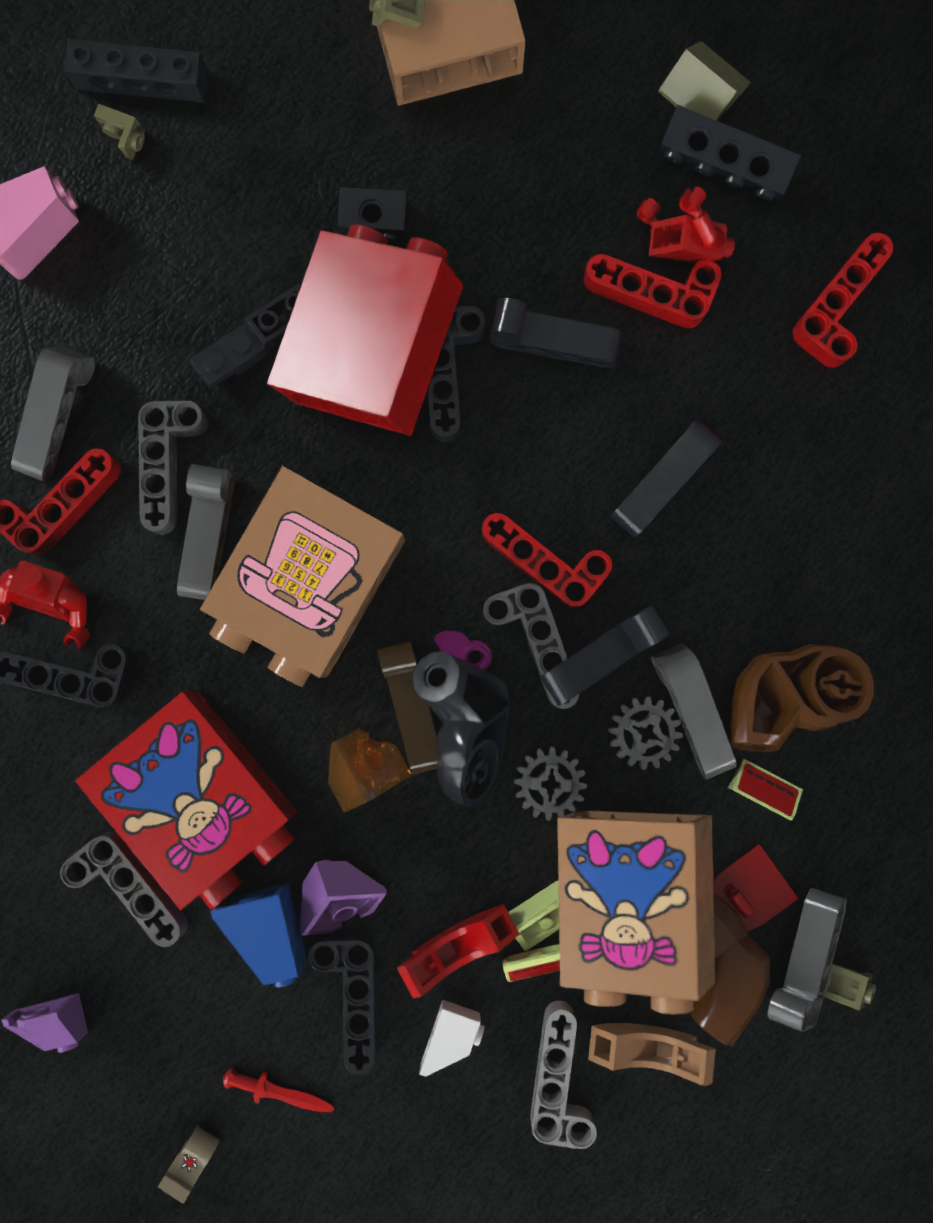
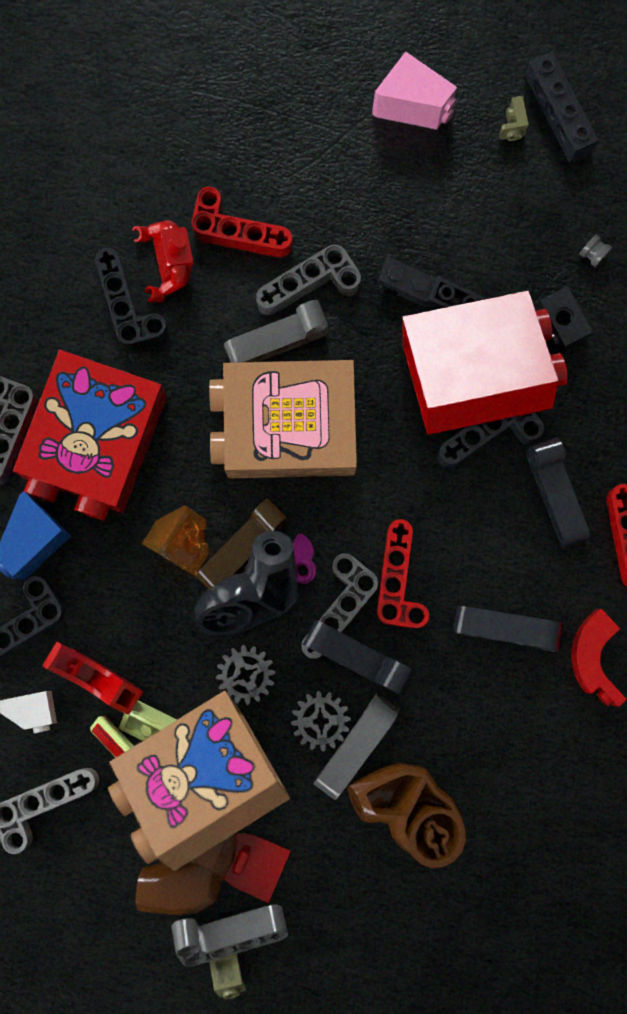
camera: 55 degrees right, 5 degrees down
(48, 409) = (297, 184): dark grey beam -> none
(319, 133) = (595, 250): none -> dark grey wheel
(335, 894) = (82, 572): medium lavender slope -> none
(654, 1047) = (101, 855): medium nougat arch -> none
(743, 414) = (586, 657): none -> red arch
(766, 789) = (332, 832): red slope -> none

